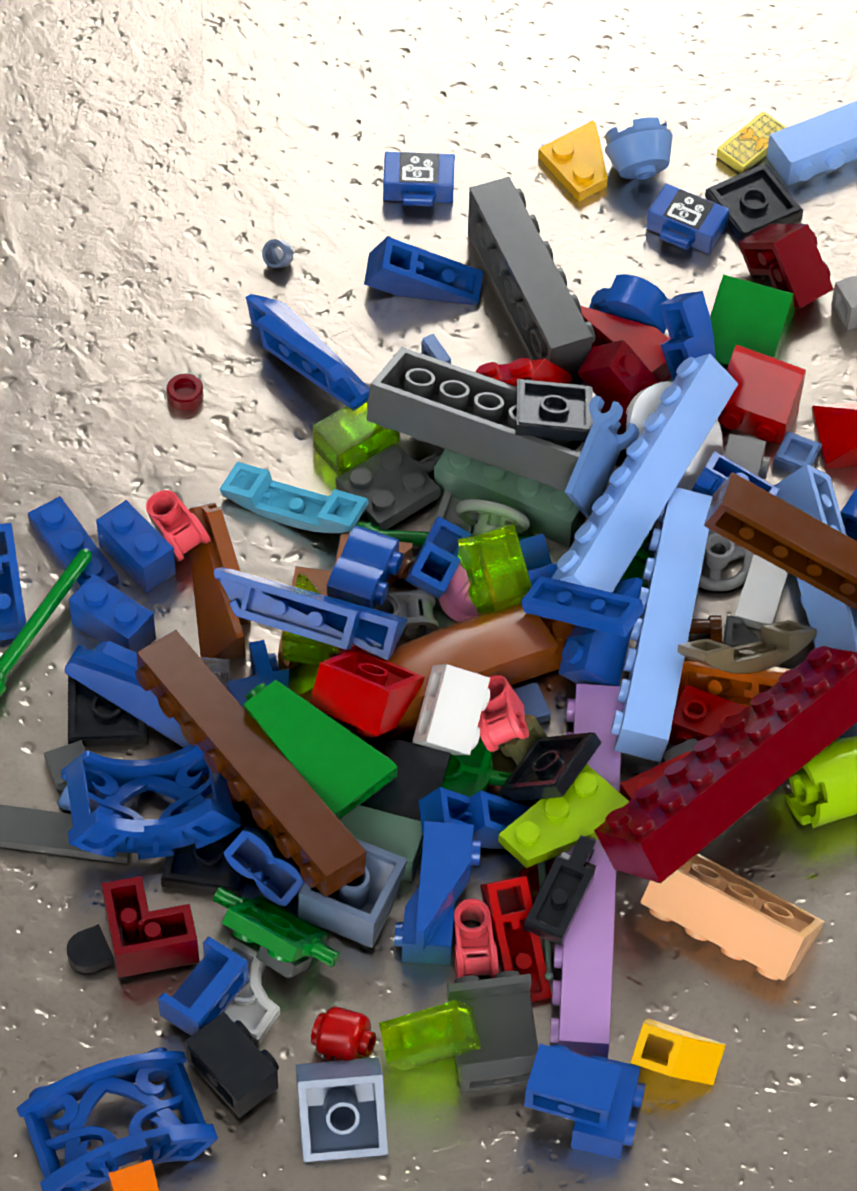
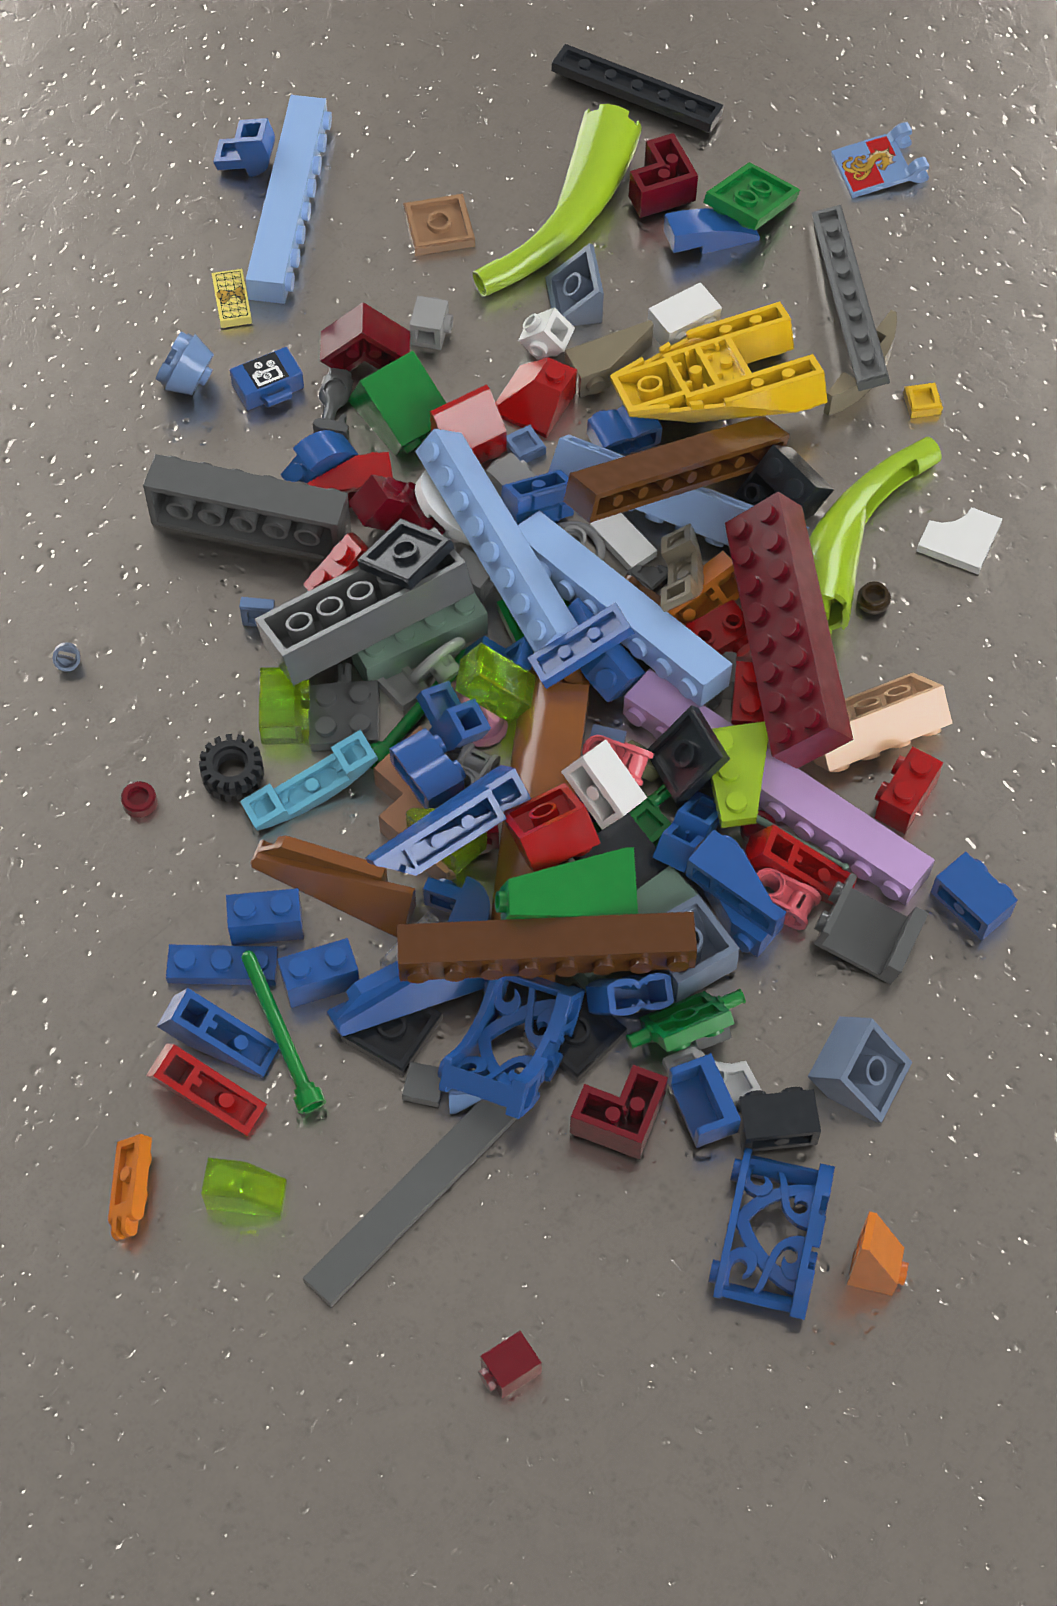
camera: 55 degrees left, 5 degrees up
(89, 951) = (601, 1166): black tile -> none
(176, 523) = (274, 873): coral piece -> none
(266, 419) = (230, 750): none -> black tyre
(303, 350) = (181, 693): blue wedge -> none
(342, 1035) = (803, 1030): red head -> none
(418, 178) = (78, 521): blue piece -> none
(421, 274) = (170, 574): blue slope -> none
(429, 1035) = (851, 970): clear neon green brick -> none
(562, 893) = (800, 810): black hinge -> none
(573, 1085) = (962, 899): blue brick -> none
(577, 161) = (151, 413): yellow wing -> none
(598, 455) = (450, 530): medium blue flag -> none
(677, 983) = (908, 790): none -> red brick
(677, 1052) = (960, 826): yellow slope -> none
(688, 328) = (392, 437): blue slope -> none
(711, 278) = (334, 394): none -> dark grey piece
(754, 201) = (285, 326): black tile -> none

